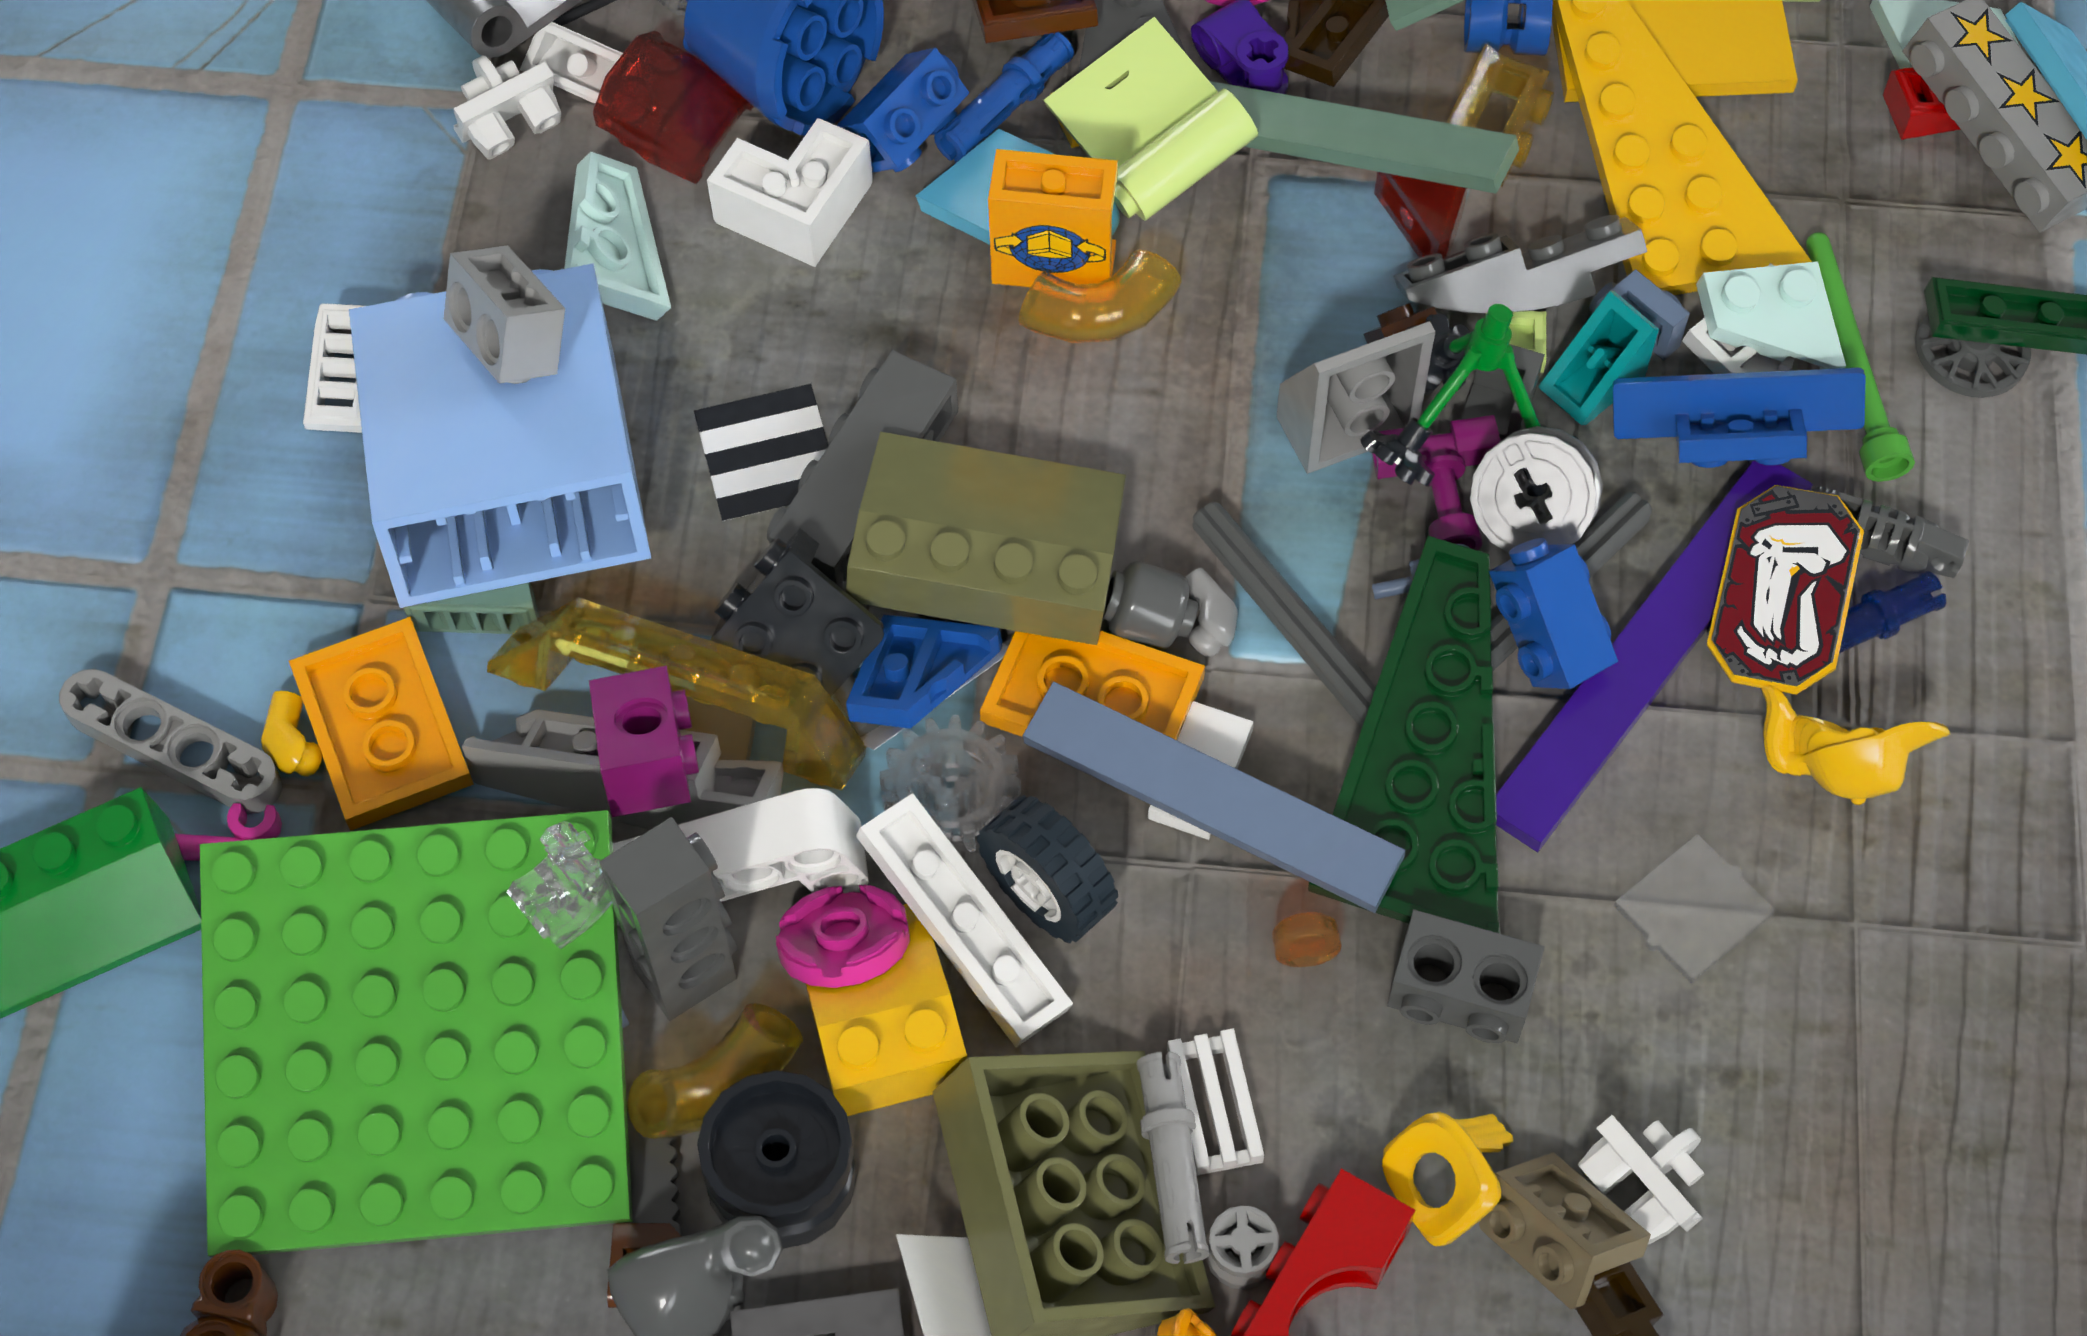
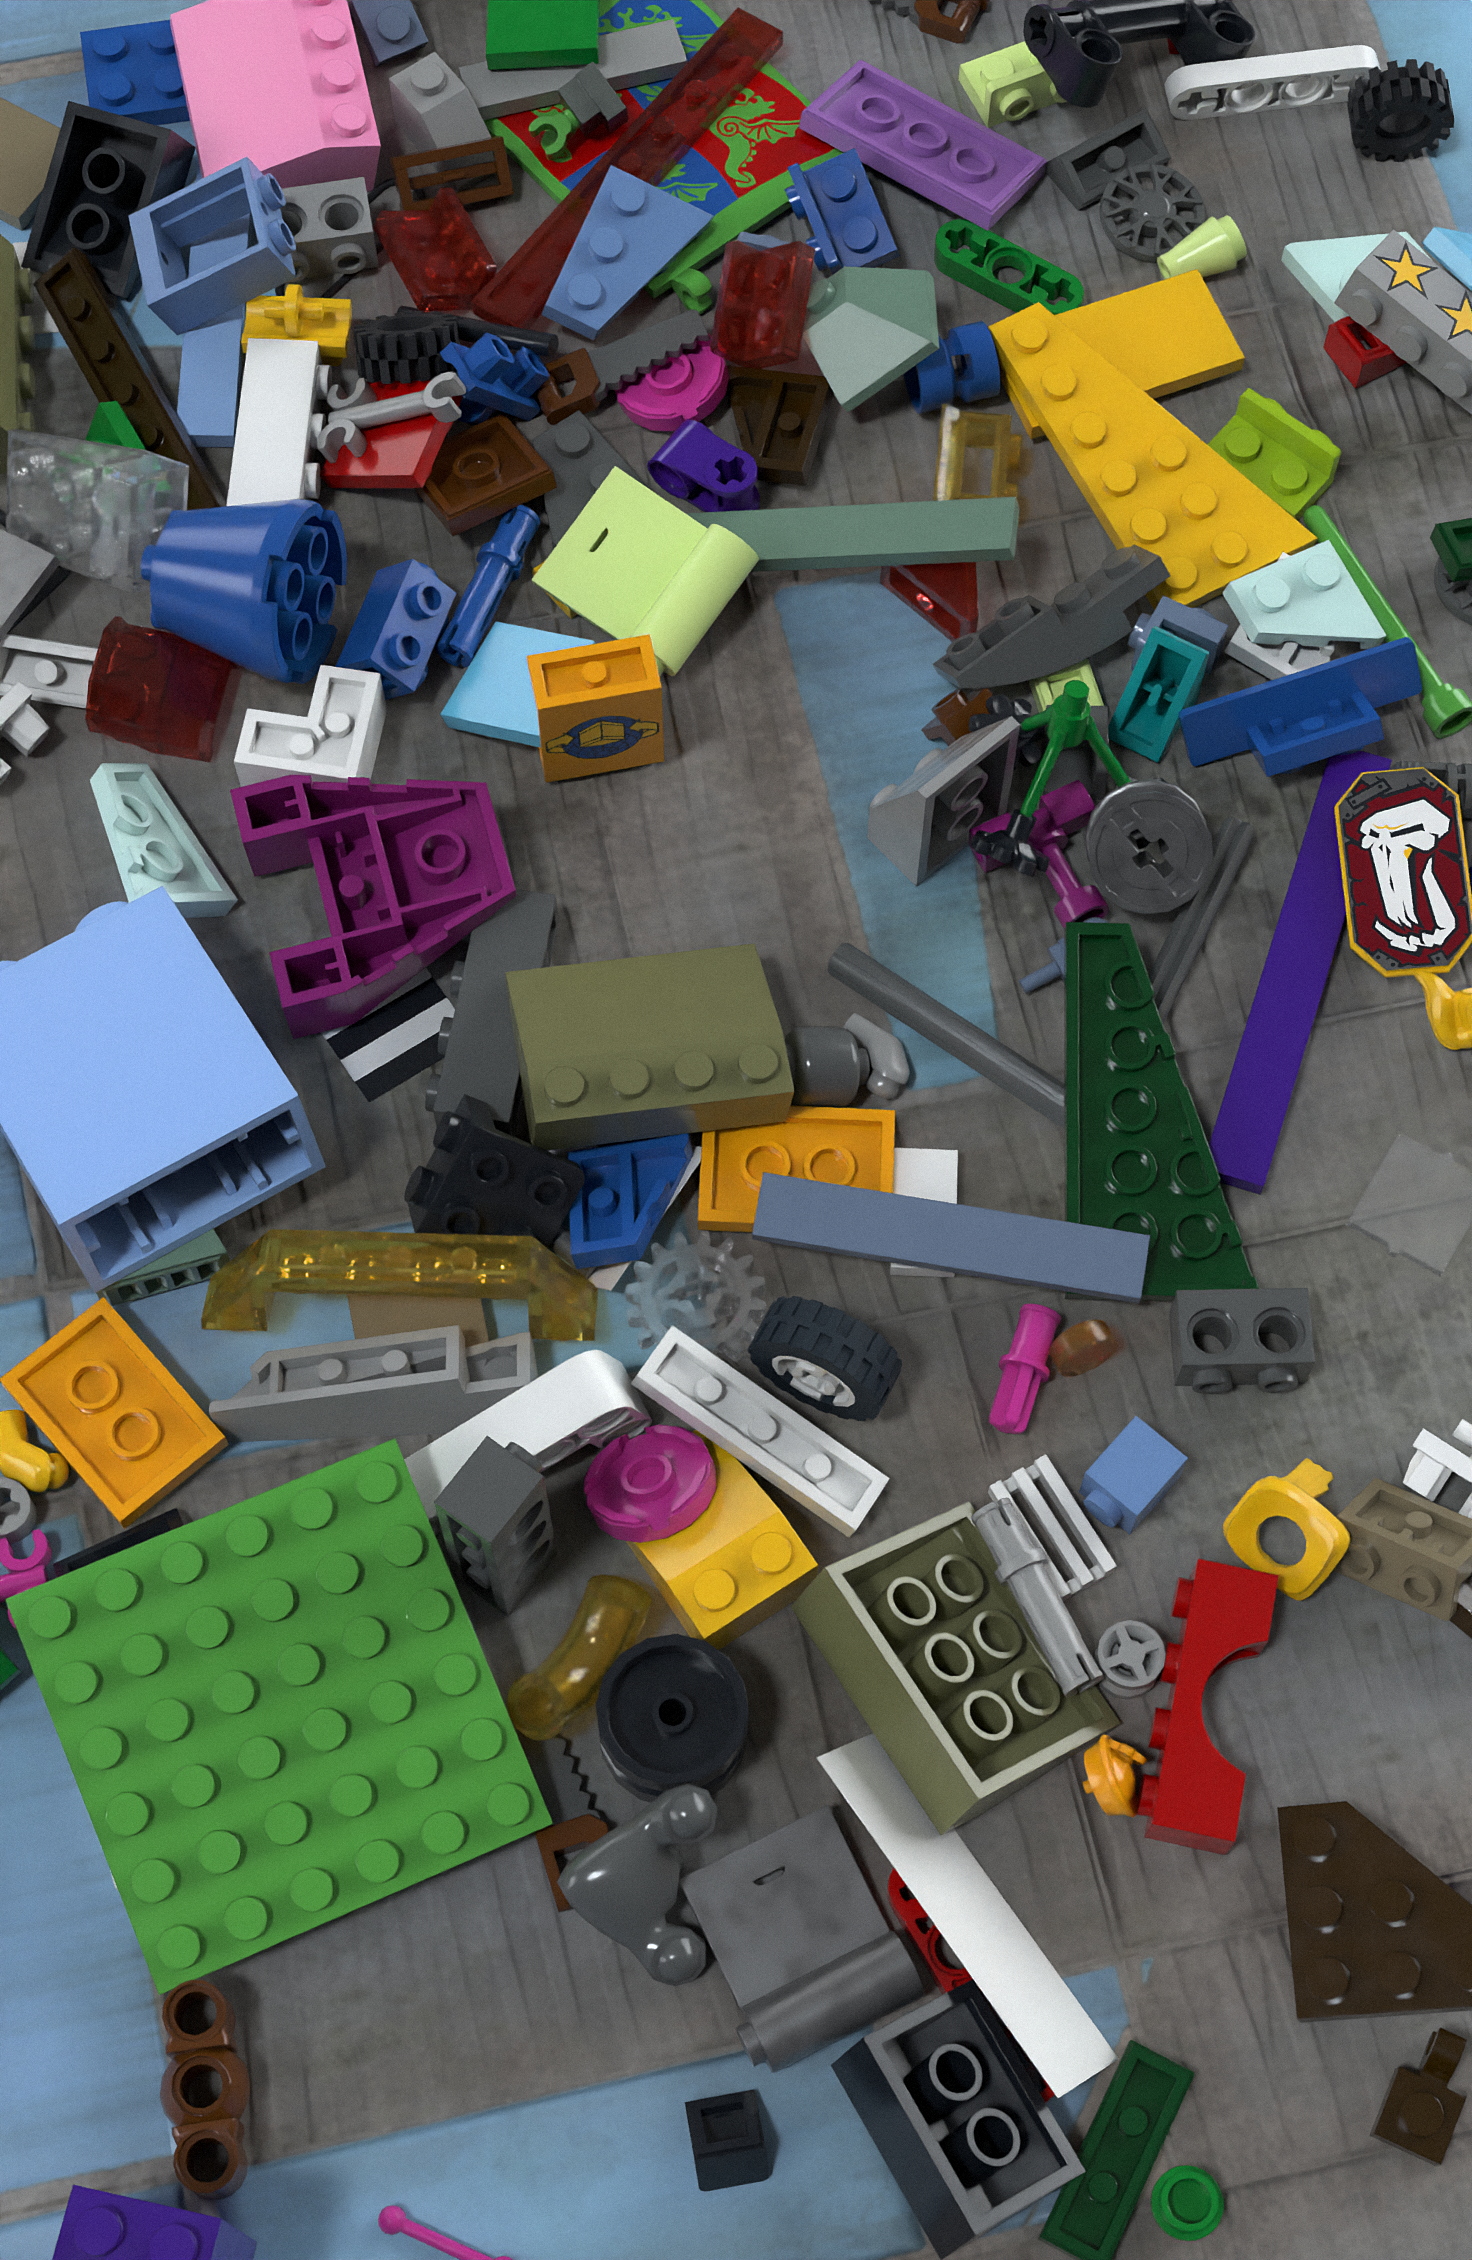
camera: 20 degrees left, 5 degrees up
(504, 314) = (108, 971): light grey brick -> none
(565, 889) = (387, 1530): clear piece -> none
(640, 740) = (395, 1356): magenta brick -> none
(813, 325) = (396, 875): none -> magenta wedge
(1103, 308) = (669, 778): clear yellow cylinder -> none
(1242, 942) = (1024, 1368): none -> dark pink axle
(1308, 1074) = (1131, 1476): none -> medium blue brick
(1553, 614) = (1206, 964): blue brick -> none
(1800, 175) = (1278, 453): none -> lime bracket

